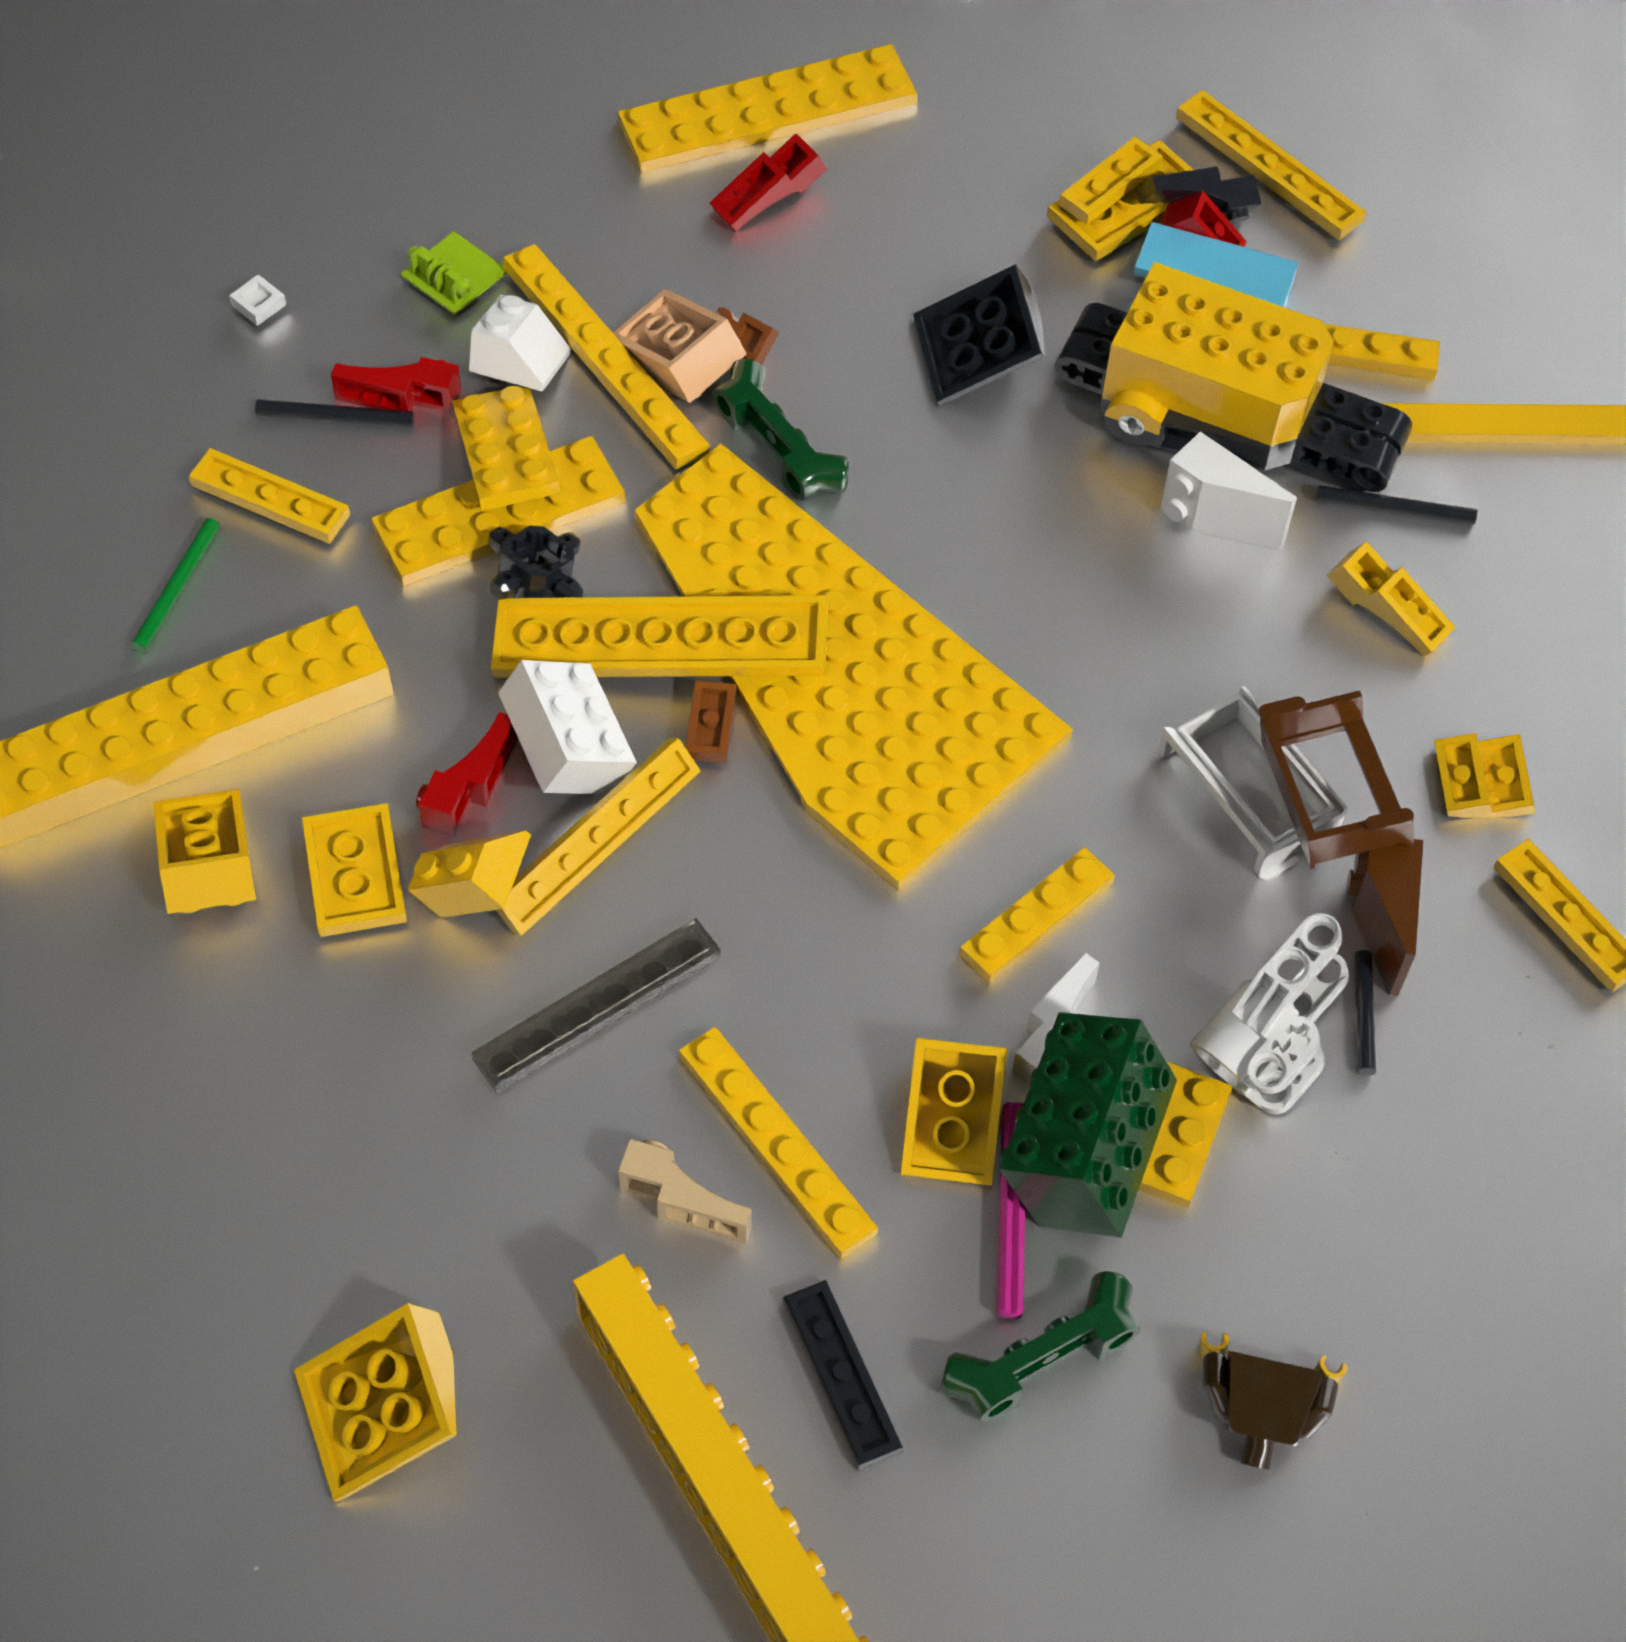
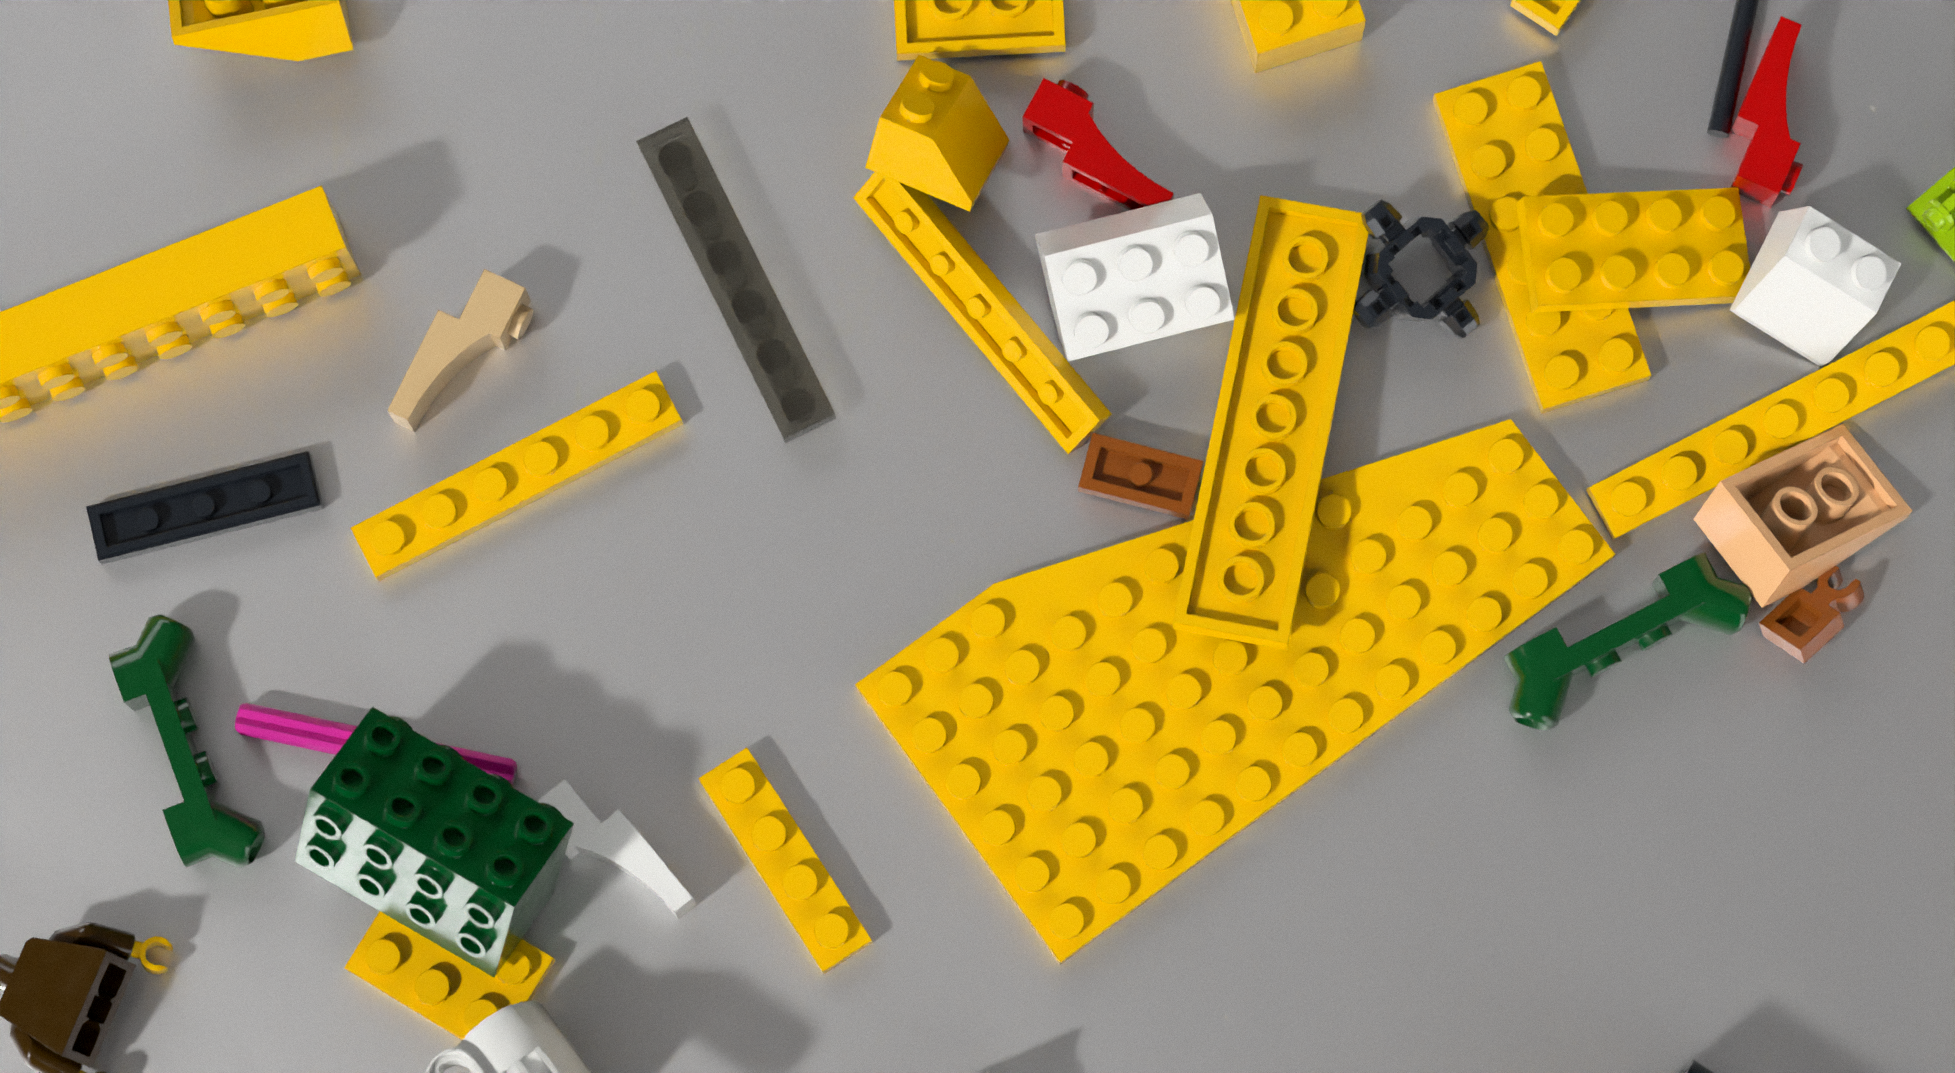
camera: 105 degrees right, 20 degrees up
(954, 1111) = (517, 697): yellow slope -> none
(980, 334) = (1765, 966): black slope -> none

